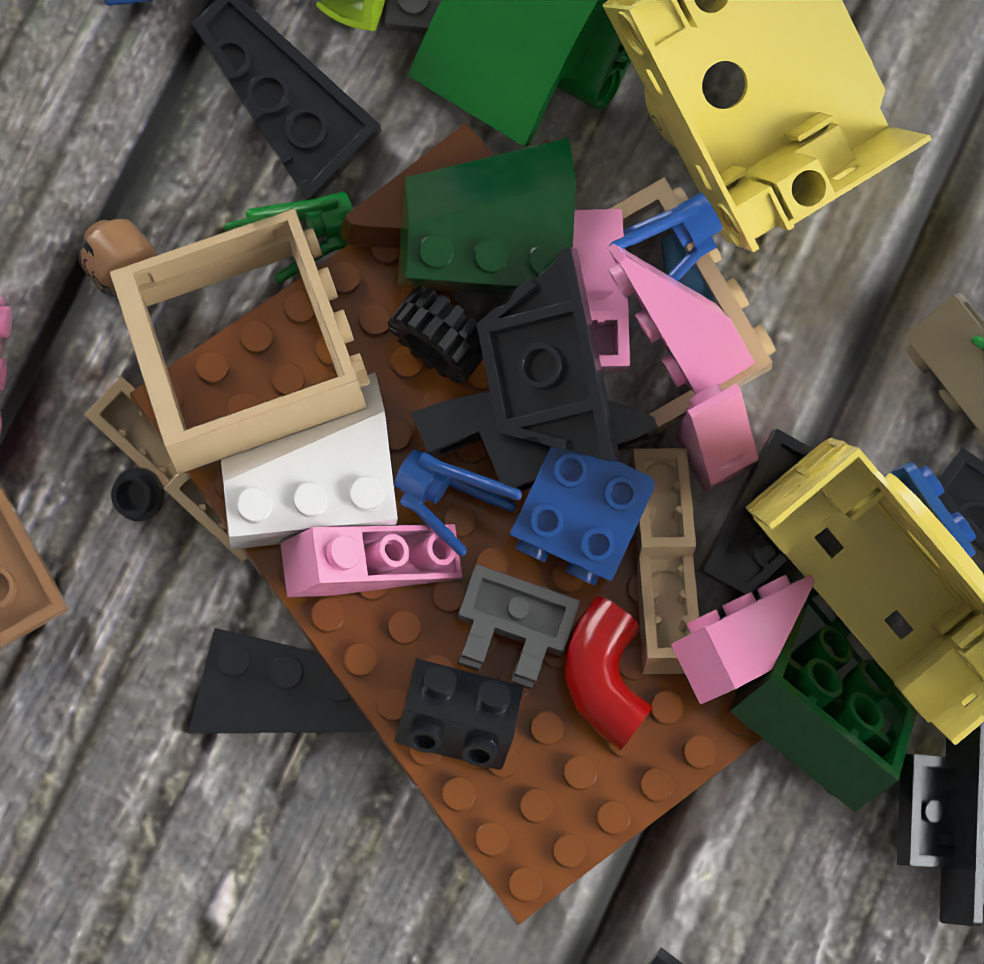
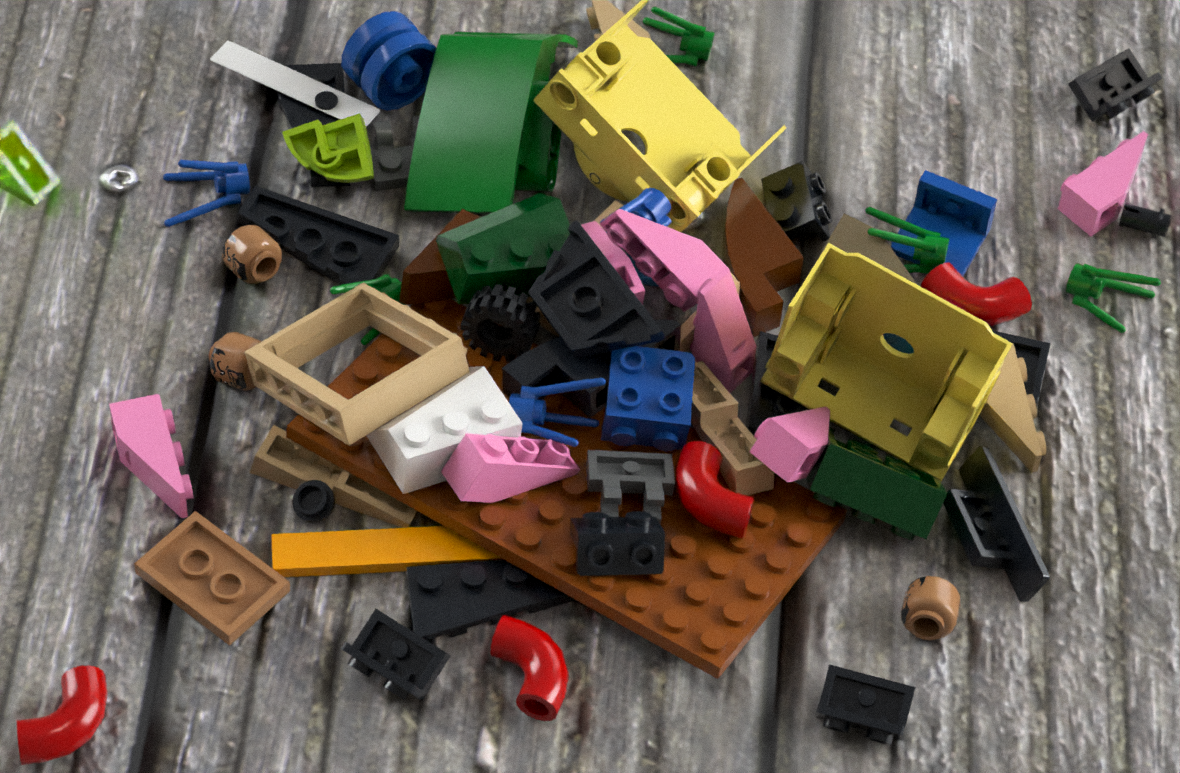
camera: 25 degrees left, 30 degrees down
(152, 755) = (397, 654): none -> black bracket
(177, 585) = (371, 551): none -> light orange tile
(188, 95) = (252, 254): none -> medium nougat head
(320, 822) = (540, 661): none -> red cylinder
(819, 906) = (930, 607): none -> medium nougat head
(821, 306) = (758, 258): none -> reddish brown slope
(912, 231) = (796, 201): none -> black bracket

